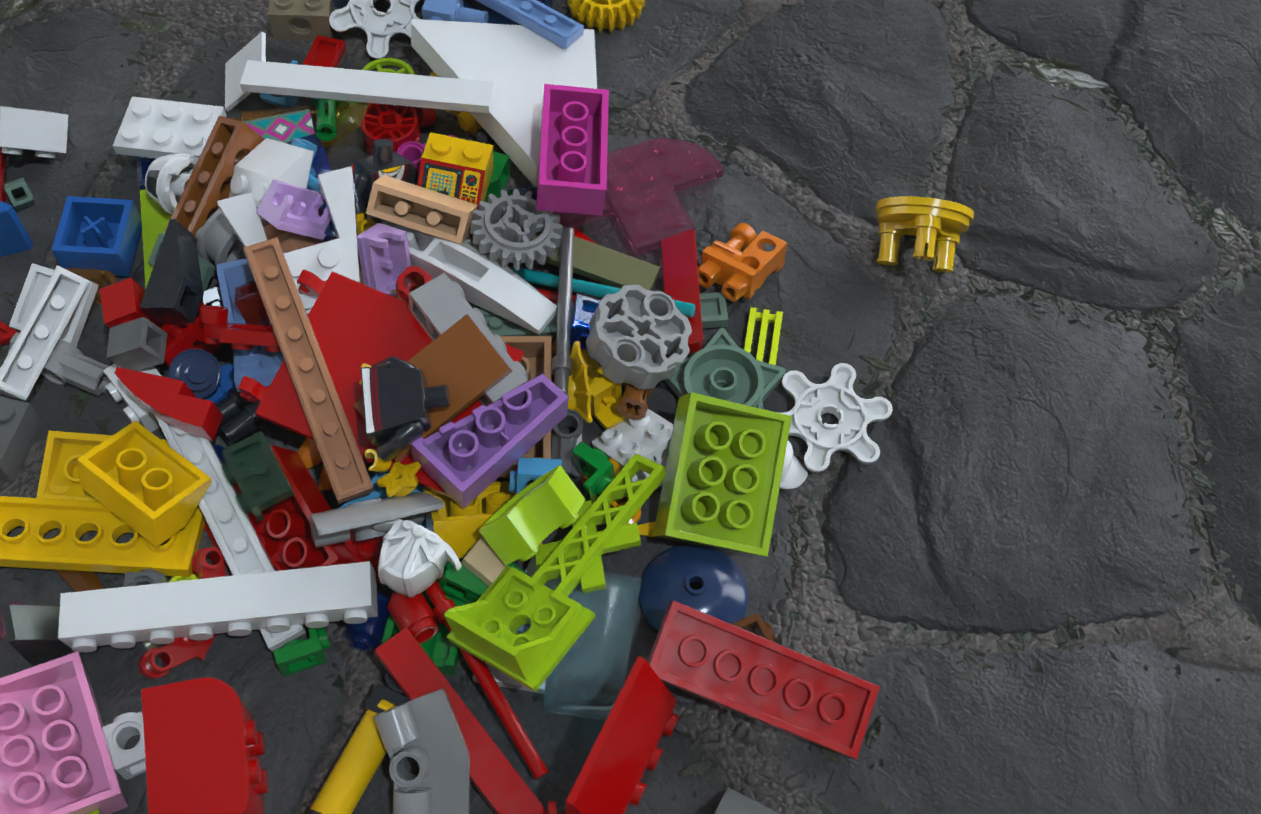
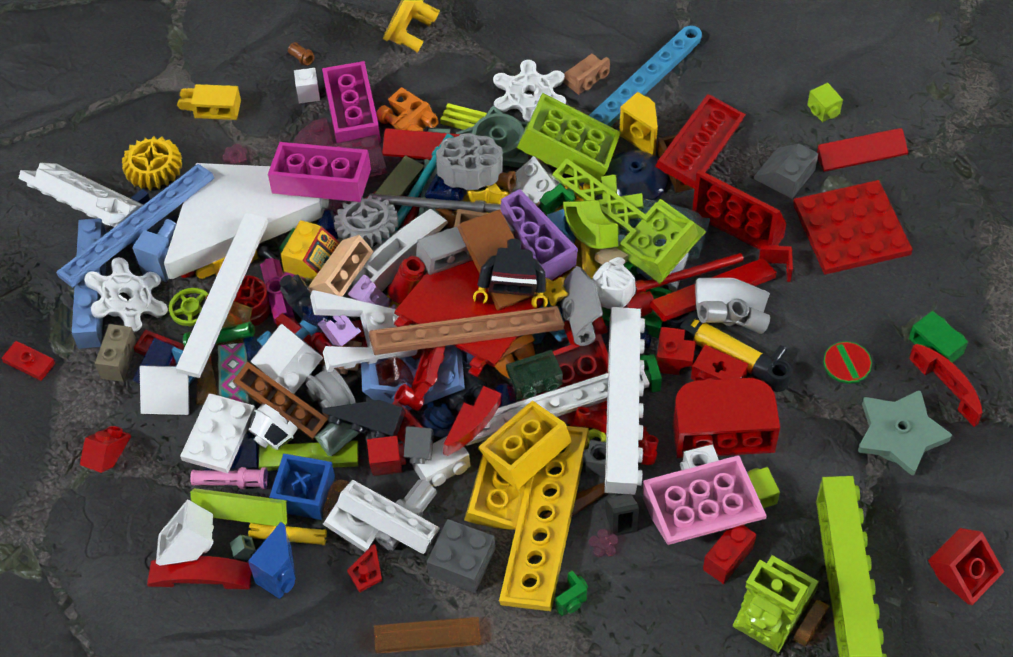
camera: 75 degrees left, 5 degrees down
(41, 226) = (295, 534): none -> yellow pin
(68, 176) = (241, 507): none -> lime tile
(123, 177) = (241, 478): none -> bright pink pin
(164, 33) = (104, 448): none -> red slope
(286, 52) = (157, 355): none -> clear blue tile
(304, 780) = (717, 365): none -> red brick
(336, 679) = (674, 351): none -> red brick
(641, 82) = (235, 154): none -> clear pink plant
(722, 40) = (211, 101): none -> yellow hinge
(745, 188) = (350, 102): none -> dark pink brick
(772, 135) = (306, 85): none -> white brick
(788, 582) = (639, 123): none -> yellow slope
(830, 126) = (304, 55): none -> dark orange pin
(891, 497) = (586, 73): none -> nougat bracket
(902, 587) = (649, 74): none -> dark azure plate

